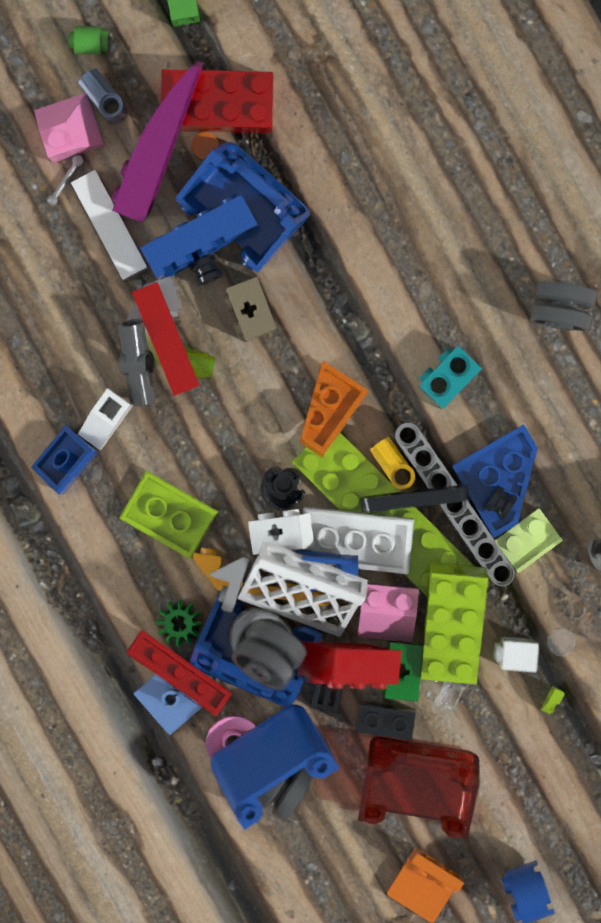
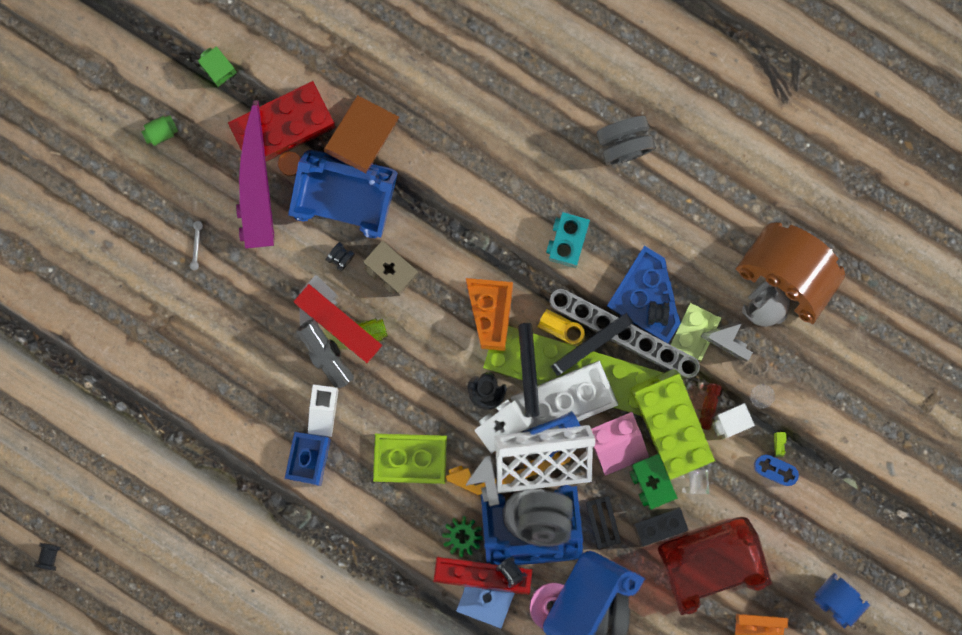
camera: 25 degrees left, 5 degrees down
(68, 128) = (178, 204): bright pink slope -> none
(102, 95) = (191, 166): sand blue piece -> none
(109, 225) = (248, 261): white tile -> none
(200, 237) = (323, 233): blue wedge -> none
(208, 686) = (511, 572): none -> black bush
(294, 154) = (361, 134): none -> dark orange tile
(336, 490) = (528, 370): none -> black axle
(350, 664) = (610, 495): red brick -> none
(502, 623) = (709, 406): none -> clear red axle
(539, 721) = (778, 465): none -> blue beam
(554, 563) = (723, 338): none -> light grey slope

